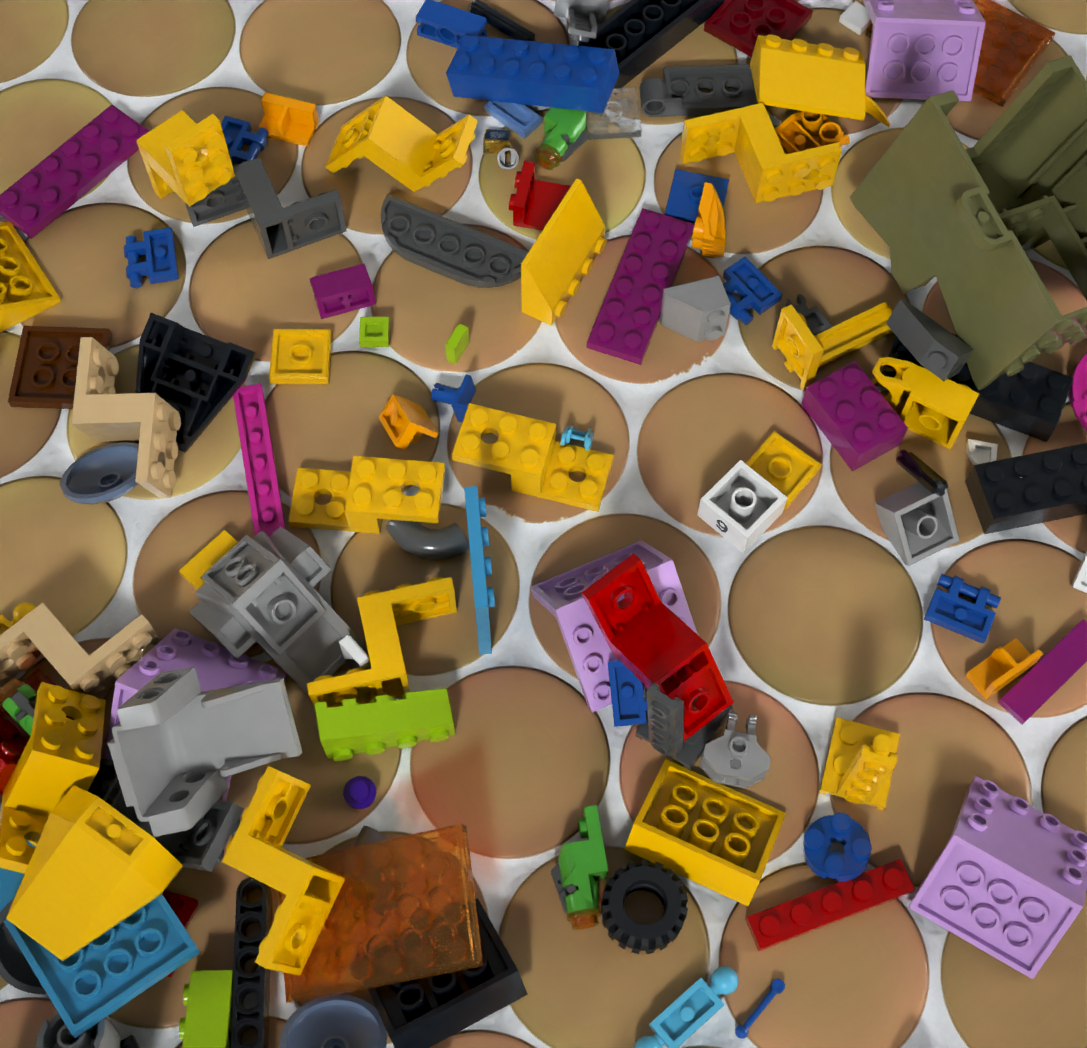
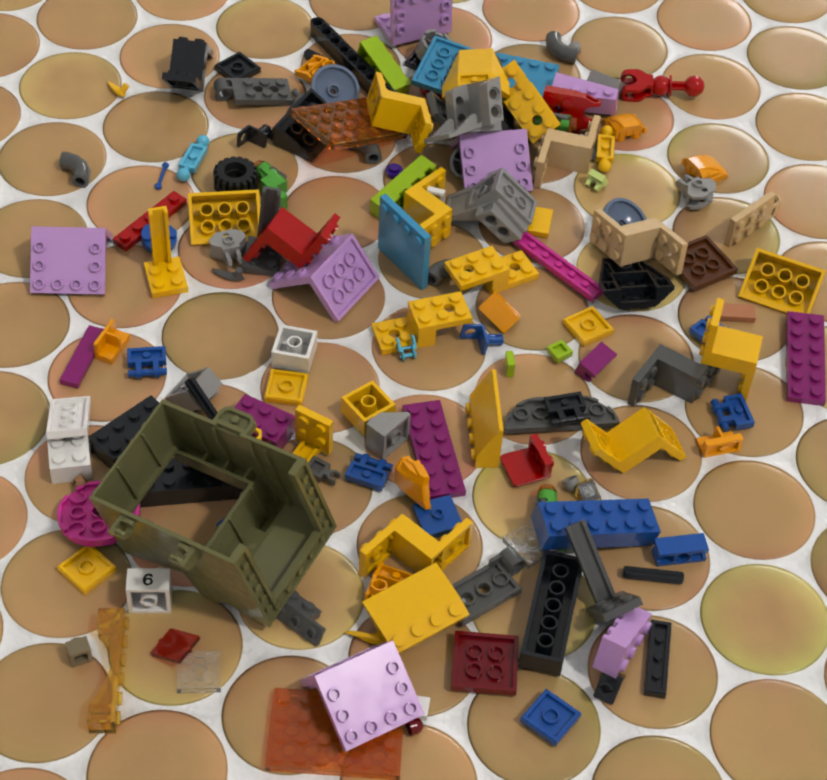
camera: 145 degrees right, 15 degrees down
(60, 590) = (598, 178): none -> yellowish green tile
(89, 275) = (738, 312): none -> nougat tile
(441, 237) = (565, 404): none -> black plate
(541, 1008) = (254, 135): none -> black bracket
(696, 363) = (365, 403): none -> yellow brick
(748, 706) = (233, 276): none -> dark grey bar

